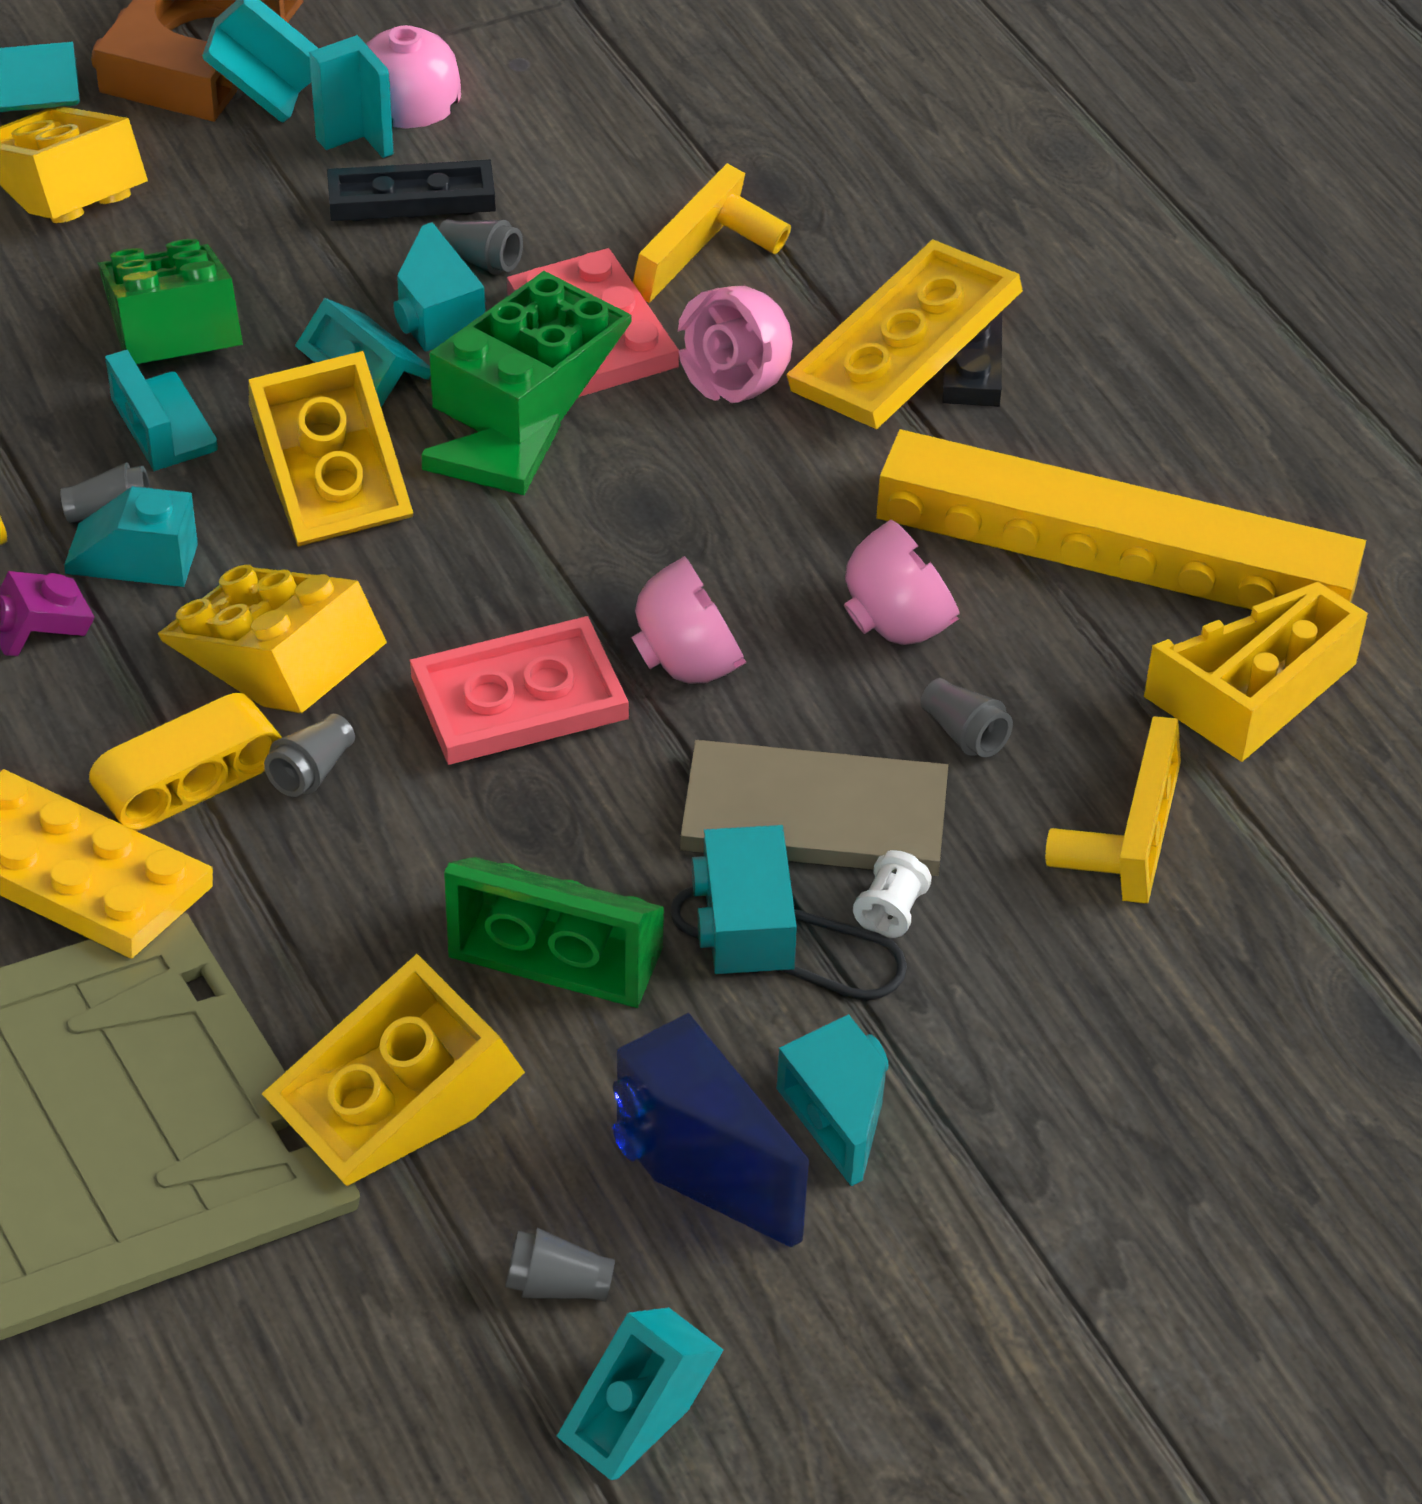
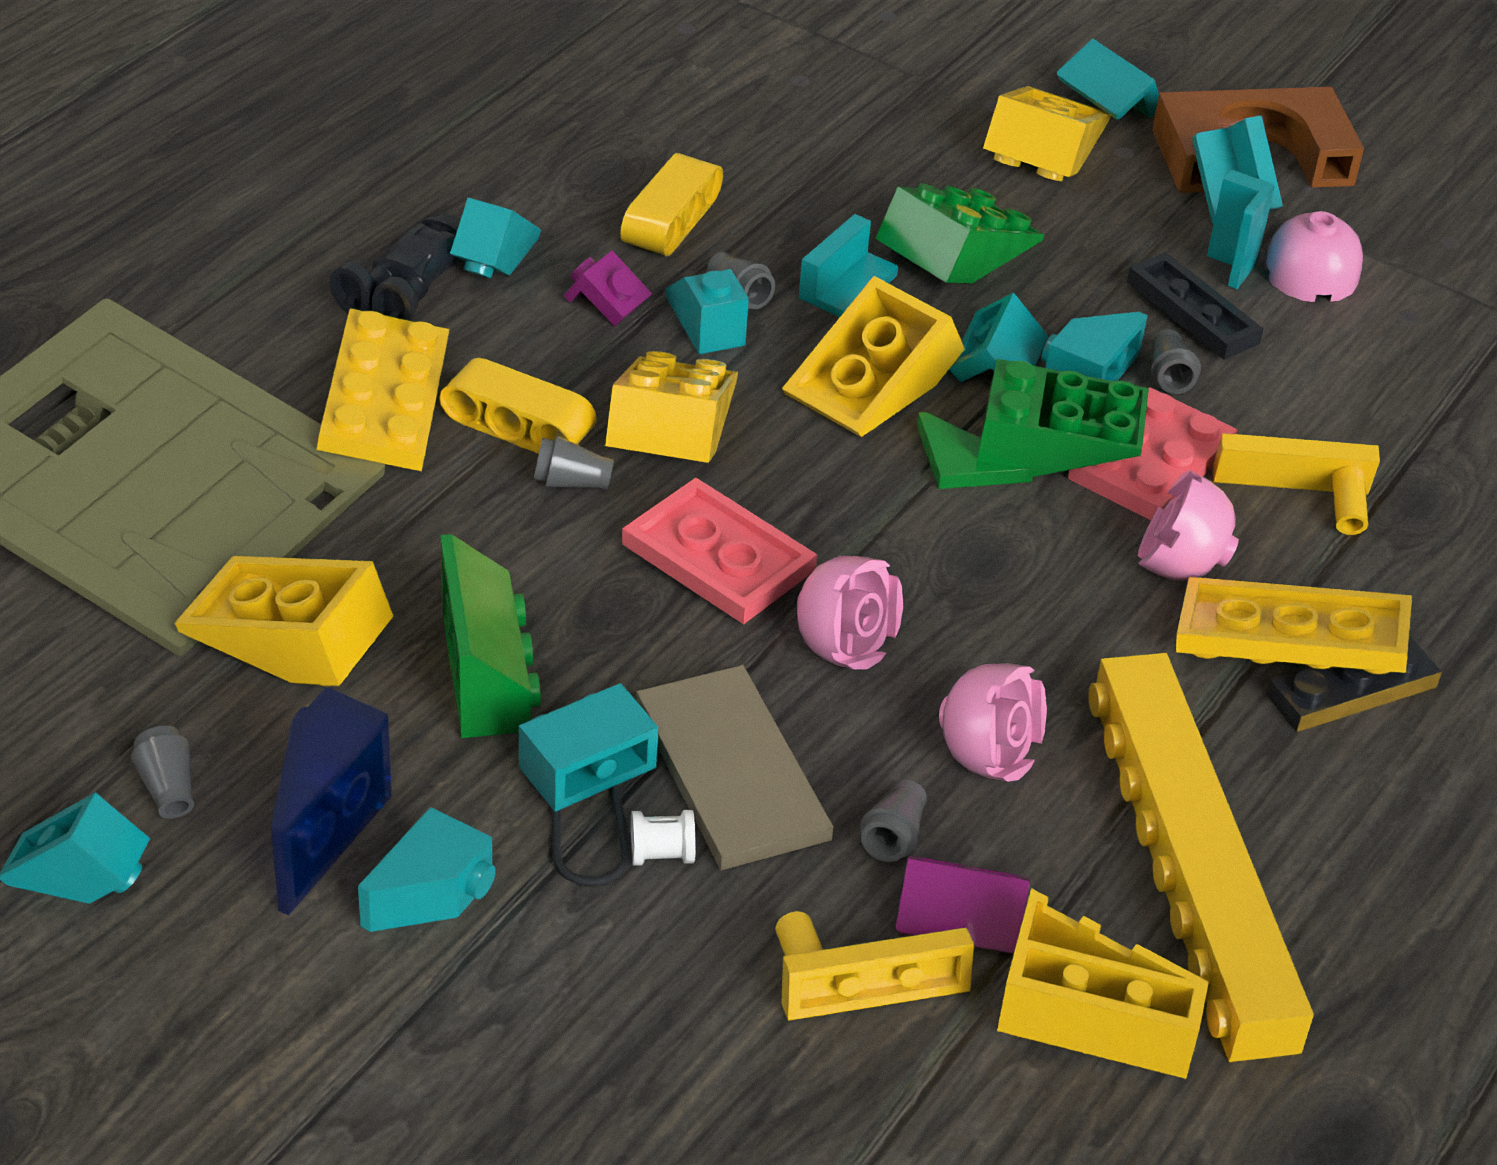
camera: 60 degrees right, 5 degrees down
(1089, 712) = (958, 896): none -> magenta panel

